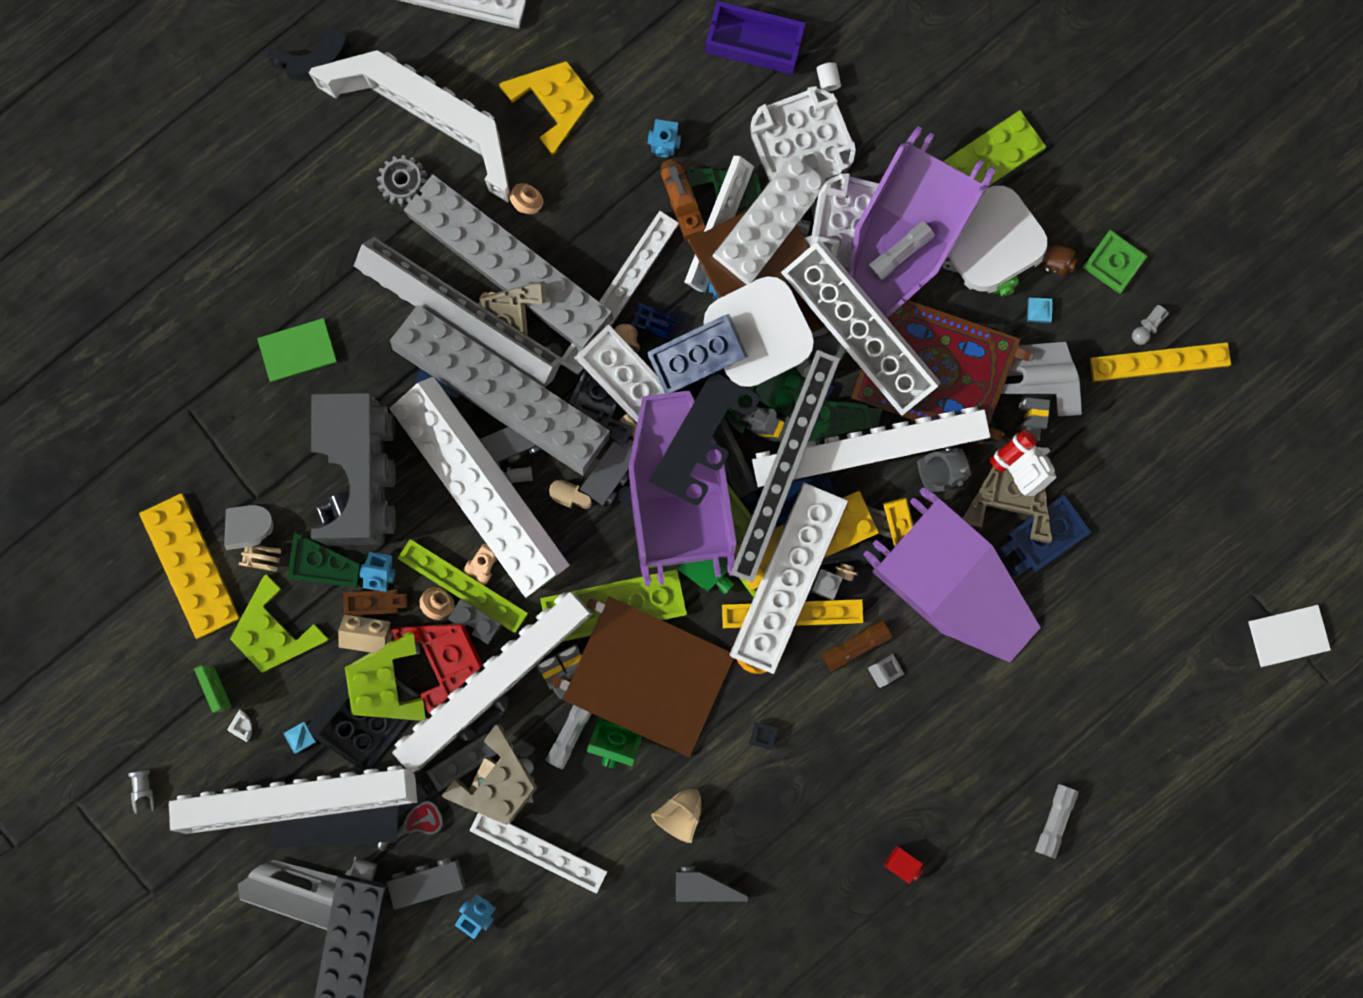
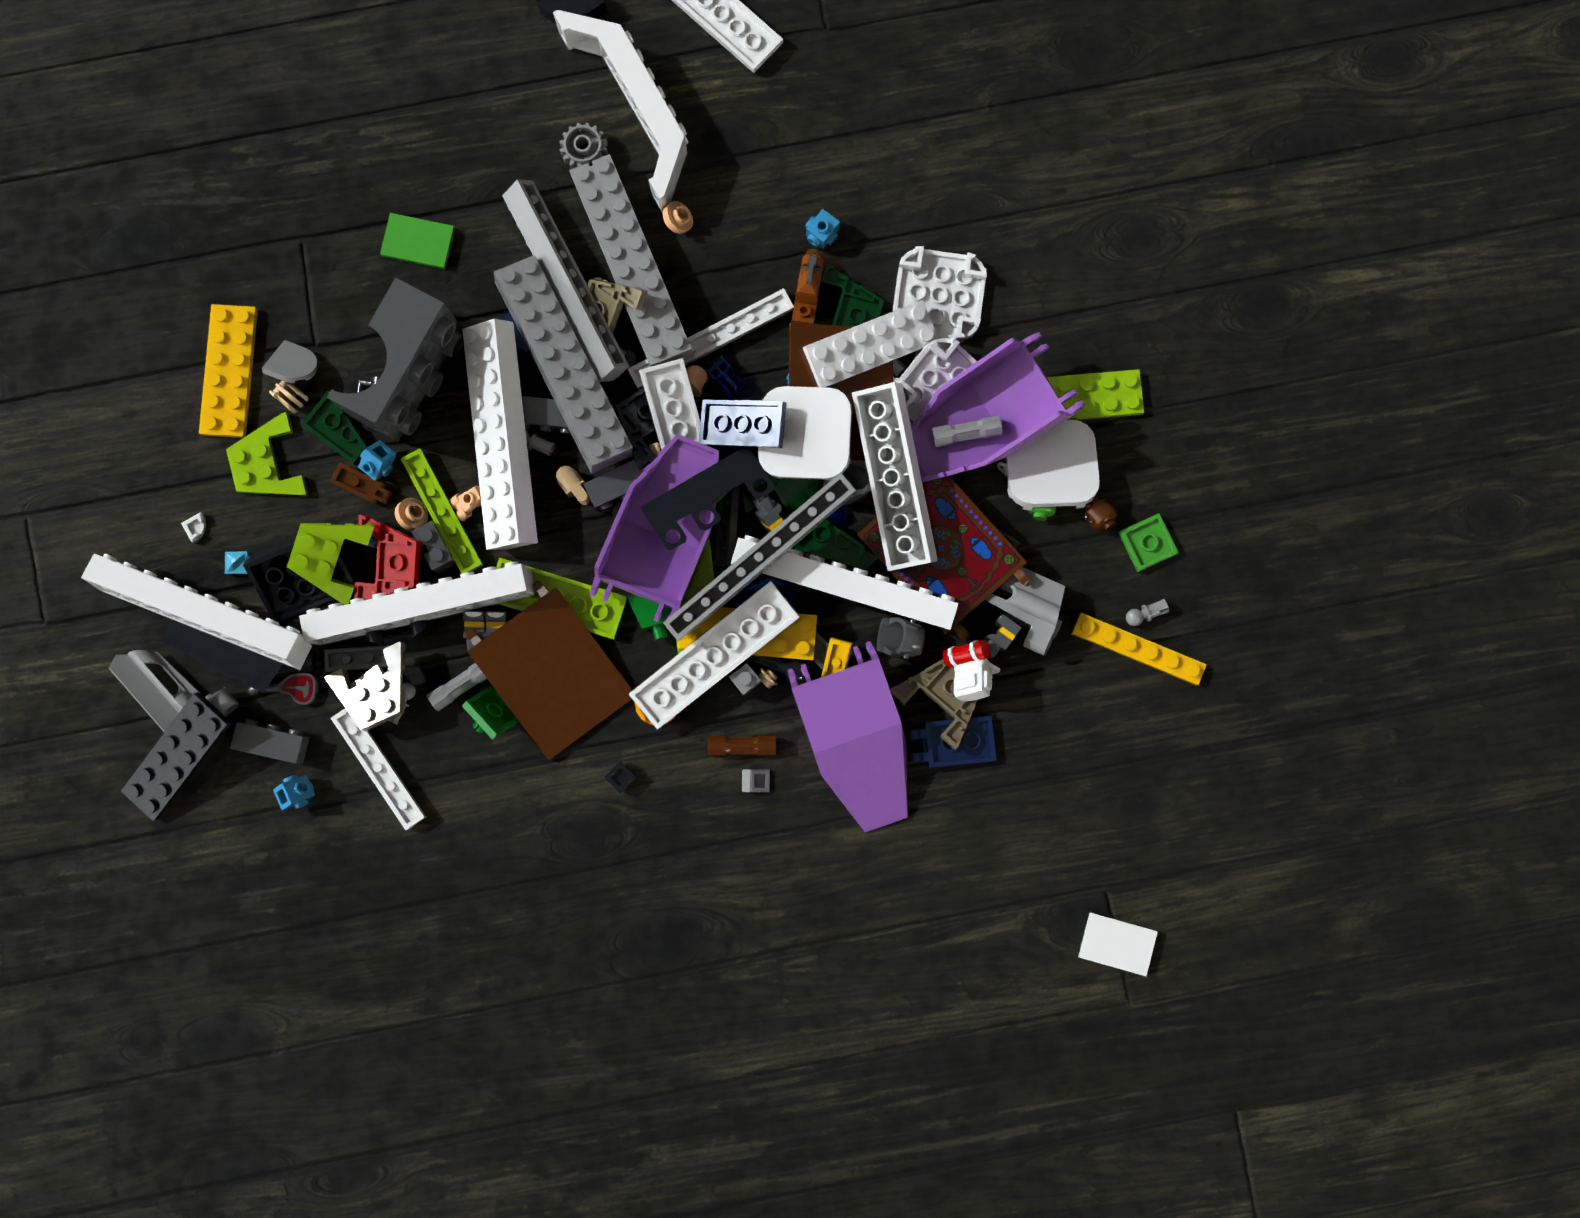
camera: 30 degrees right, 0 degrees up
(140, 787) = (84, 531): light grey piece -> none
(213, 688) = (186, 482): bright green tile -> none
(364, 634) = (336, 505): tan brick -> none
(561, 95) = (757, 146): yellow wing -> none
(680, 815) = (513, 803): tan helmet -> none
(700, 887) = (496, 874): dark grey slope -> none
(723, 210) = (839, 315): white plate -> none
(754, 37) = (946, 185): dark purple piece -> none
(811, 613) = (717, 695): yellow plate -> none
(828, 76) = (991, 253): white gear -> none
(904, 865) = (676, 953): red brick -> none
(1039, 310) = (1060, 548): medium azure tile -> none
(1062, 805) = (814, 1000): light grey axle -> none

